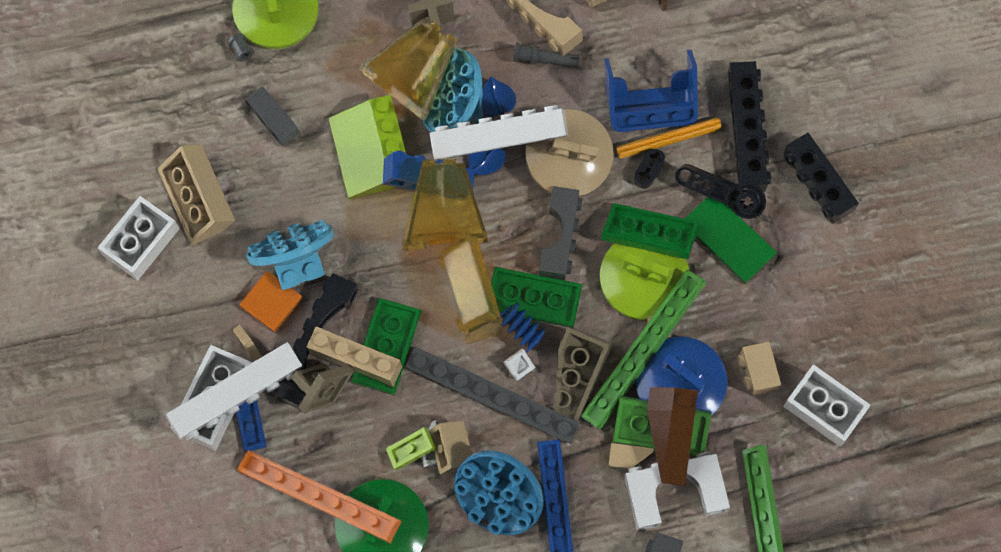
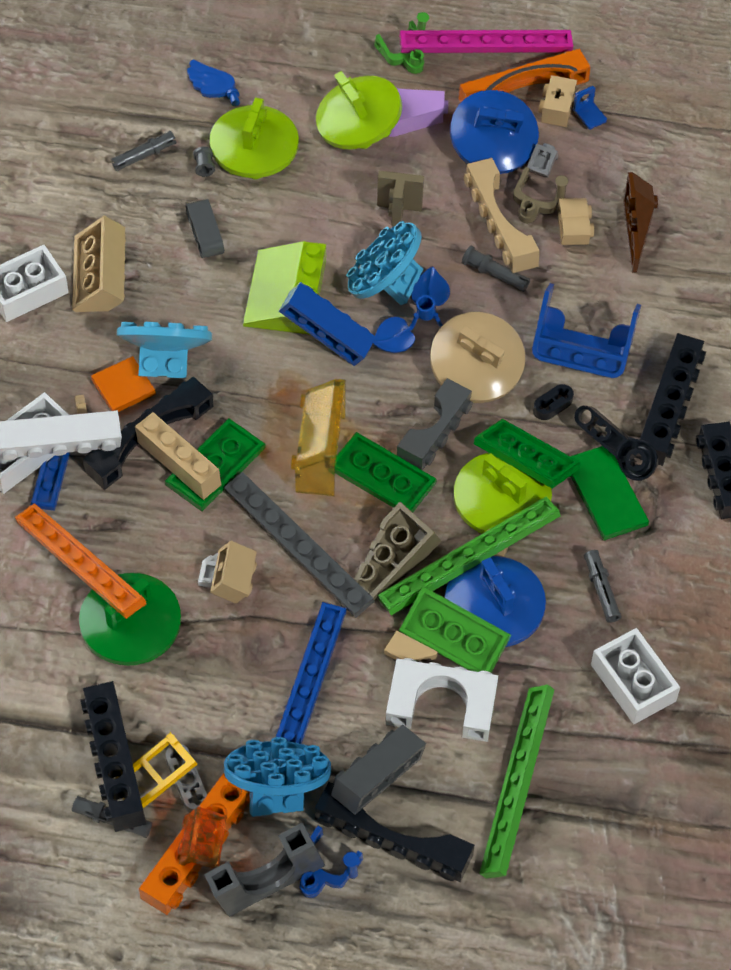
camera: 20 degrees right, 15 degrees down
(185, 50) = (152, 146): none -> dark grey pin
(321, 385) = (132, 467): dark tan bracket -> none
(410, 448) = (193, 558): lime plate -> none
(413, 66) = (357, 223): clear yellow cone -> none
(442, 207) = (325, 349): clear yellow cone -> none
(499, 133) = (412, 305): white brick -> none
(499, 491) = (259, 624): dark azure bracket -> none
(519, 364) = (338, 526): white tile -> none
(521, 326) = (354, 490): blue piece -> none
(668, 138) = (586, 382): light orange axle -> none
(671, 424) = (463, 628): reddish brown wedge -> none
(747, 310) = (595, 564): none -> dark grey pin
(759, 368) = (582, 618): tan brick -> none

